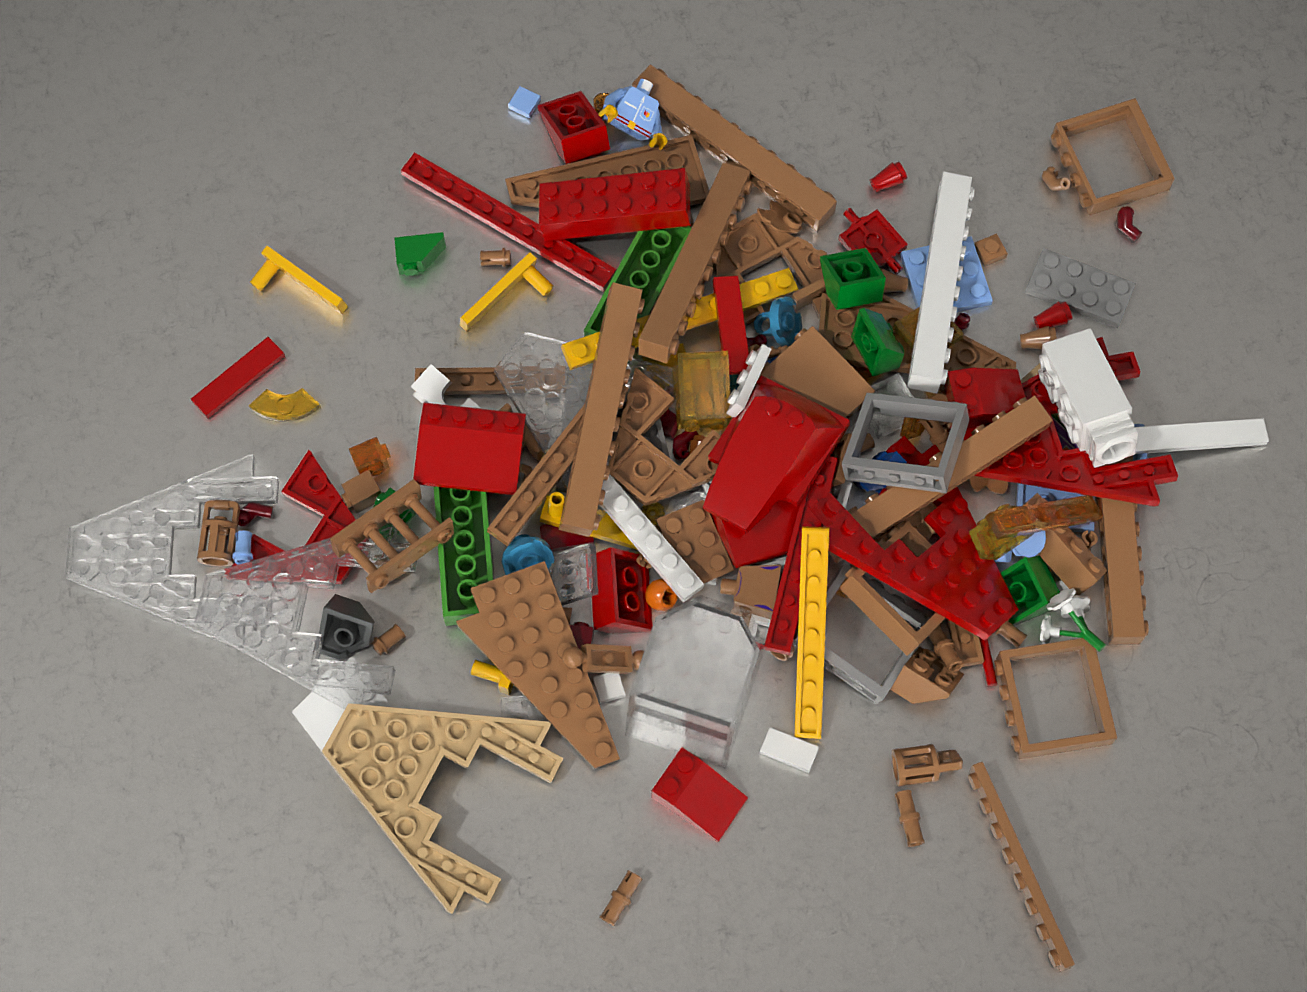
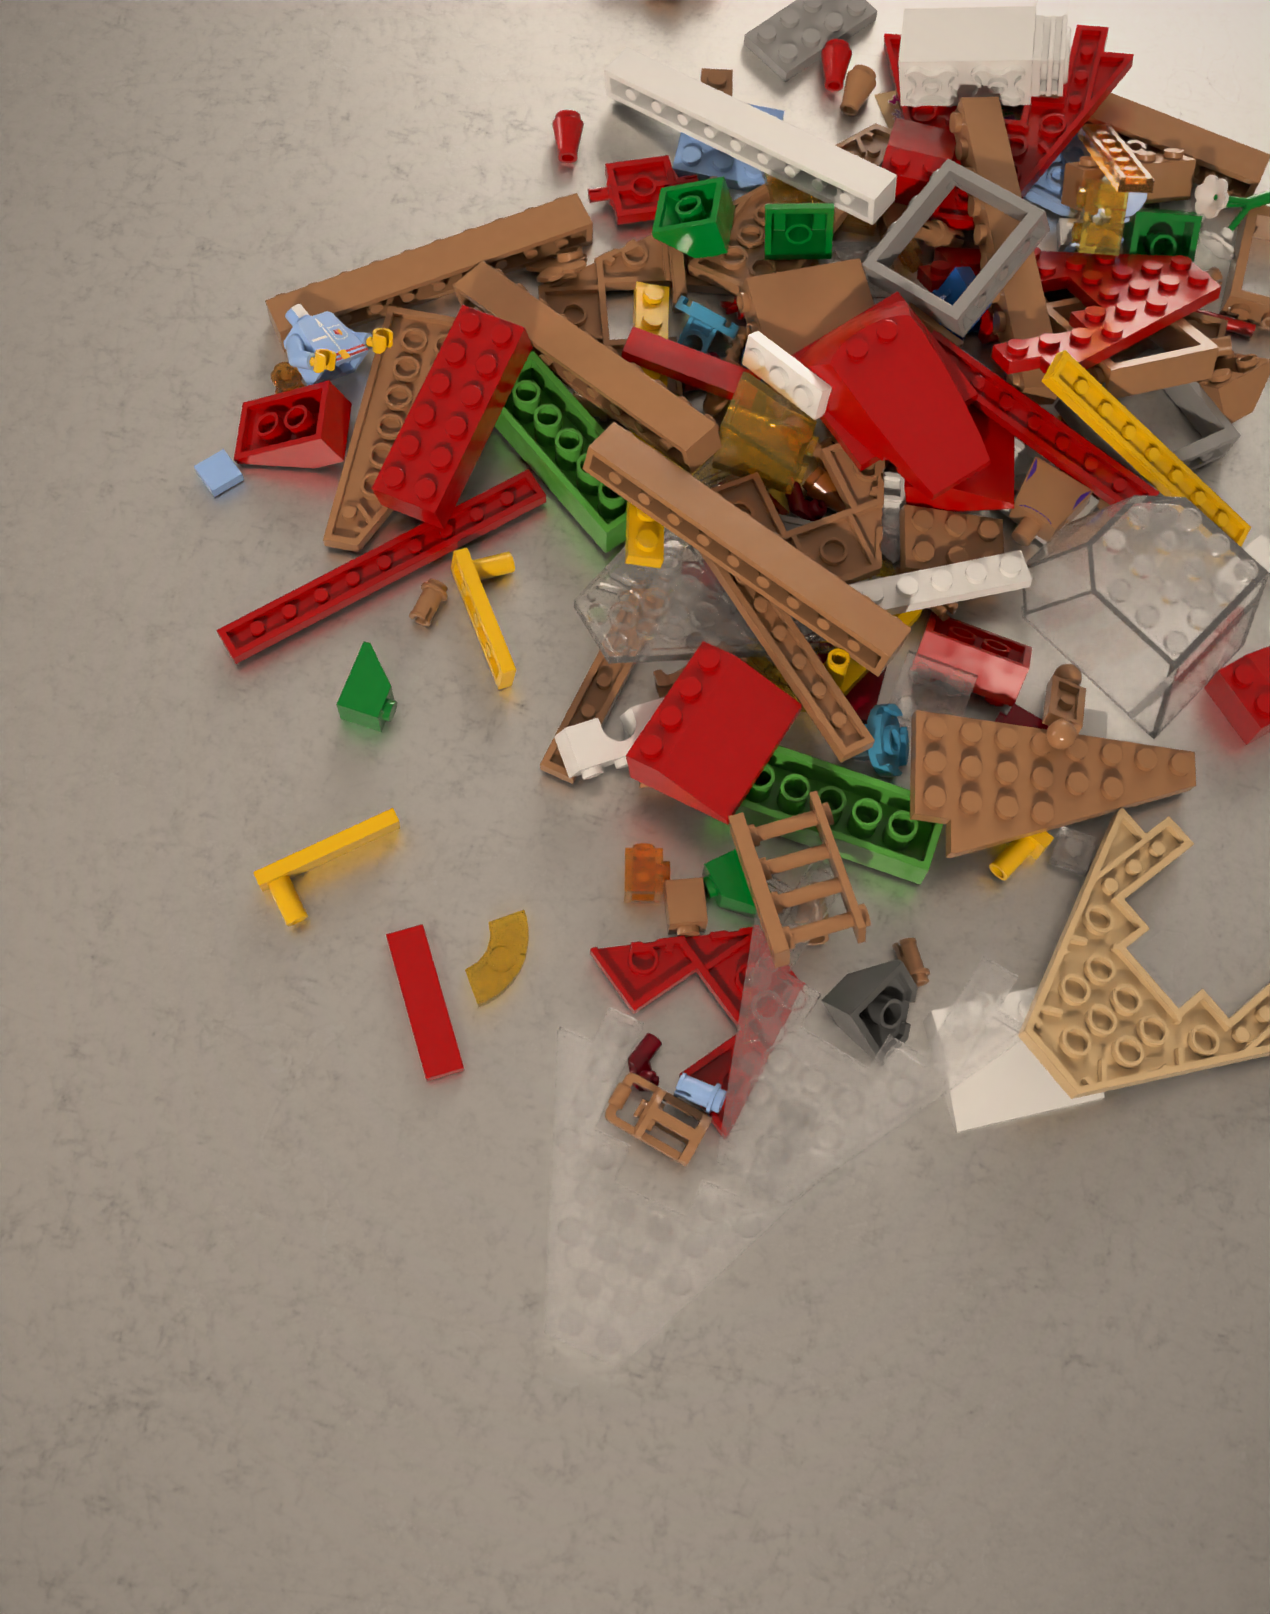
camera: 70 degrees left, 0 degrees up
(660, 595) = (998, 613): orange piece -> none

